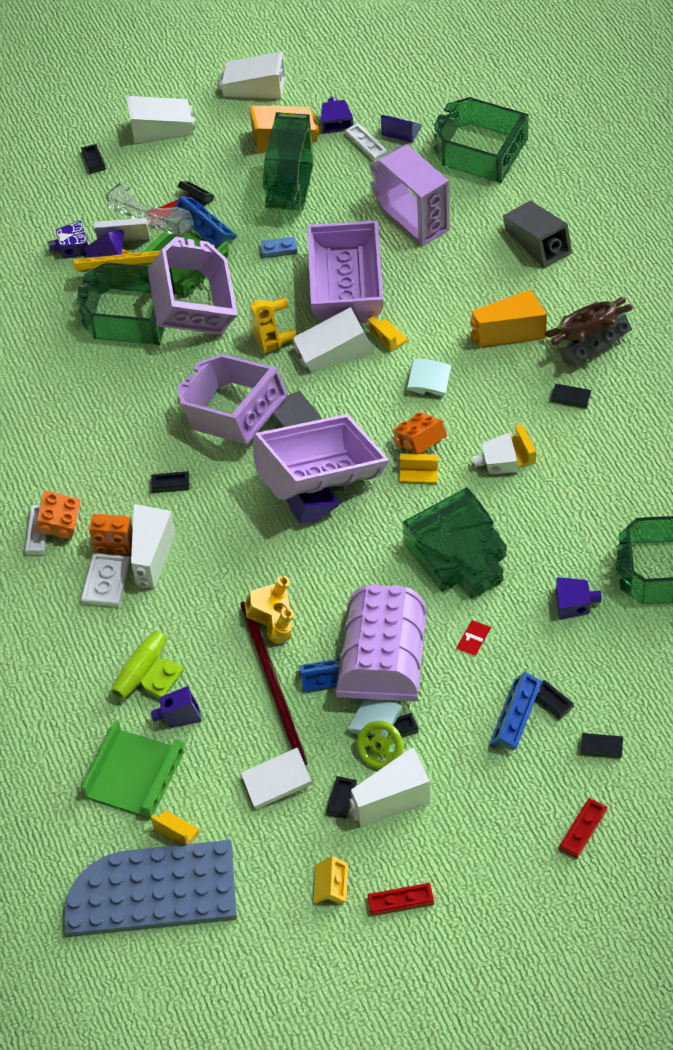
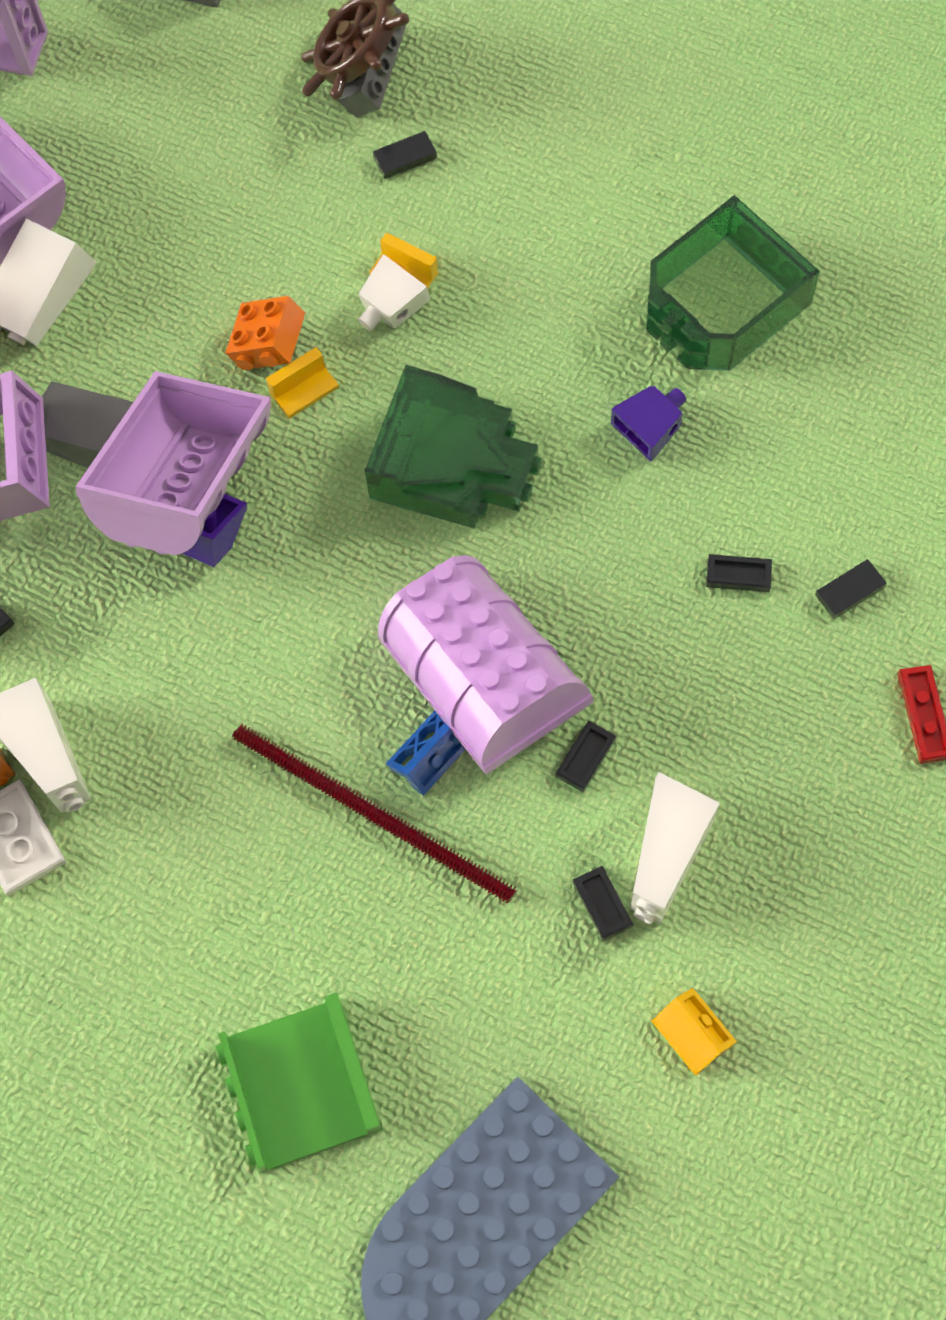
camera: 40 degrees left, 15 degrees up
(147, 669) = (189, 924): lime plate -> none
(174, 828) = (429, 1118): yellow panel -> none
(178, 708) = (297, 944): dark purple torso -> none
(267, 607) = (278, 719): yellow piece -> none
(276, 778) = (501, 944): white tile -> none
(363, 742) = (578, 778): lime plate -> none
(374, 710) = (554, 765): light aqua slope -> none
(386, 333) = (92, 225): yellow panel -> none
(400, 899) = (798, 983): red tile -> none
(429, 377) = (204, 248): light aqua slope -> none
(473, 637) = (570, 561): red sticker -> none
(509, 321) = (247, 103): light orange slope -> none
(516, 711) = (718, 619): blue fence -> none

